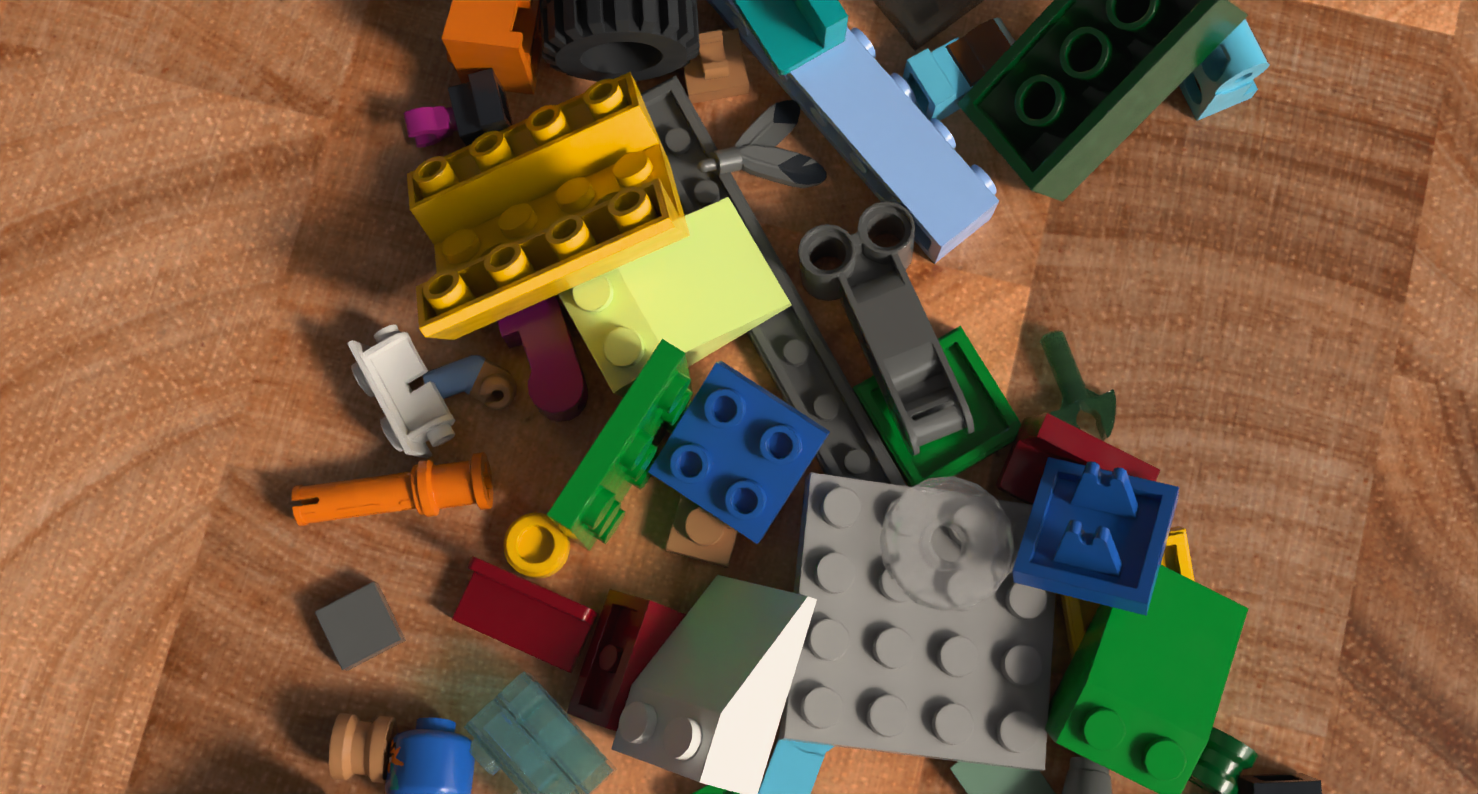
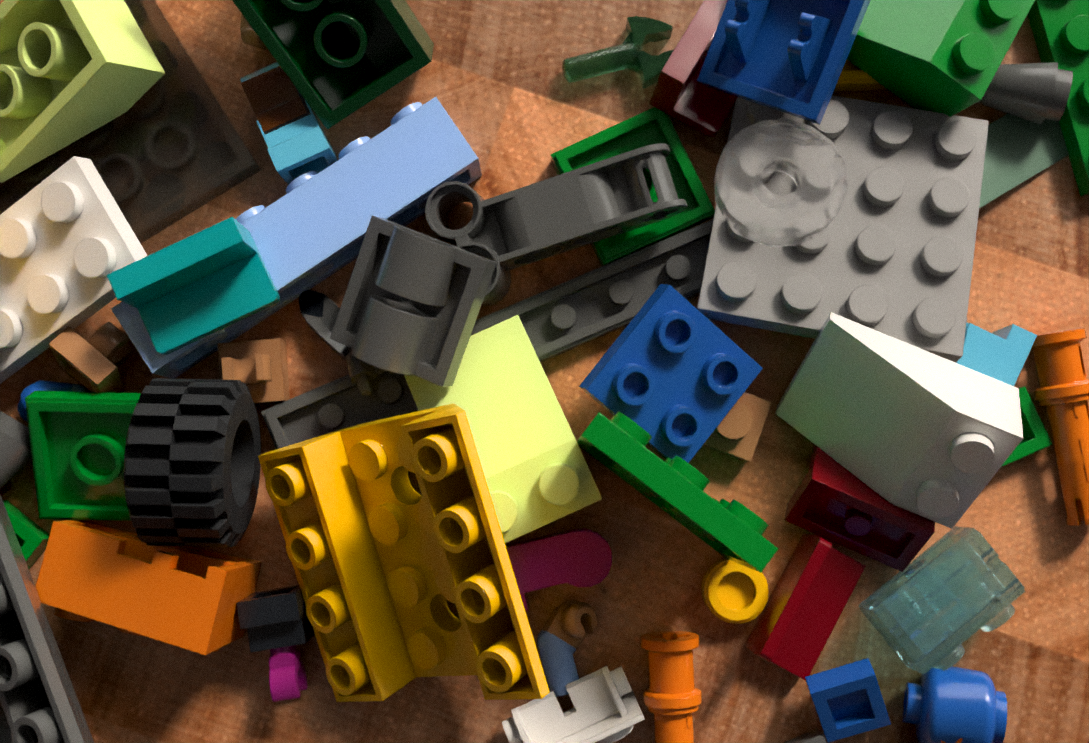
camera: 85 degrees left, 5 degrees up
(434, 660) = (848, 700): none -> blue plate
(788, 195) = (412, 302): none -> dark grey plate

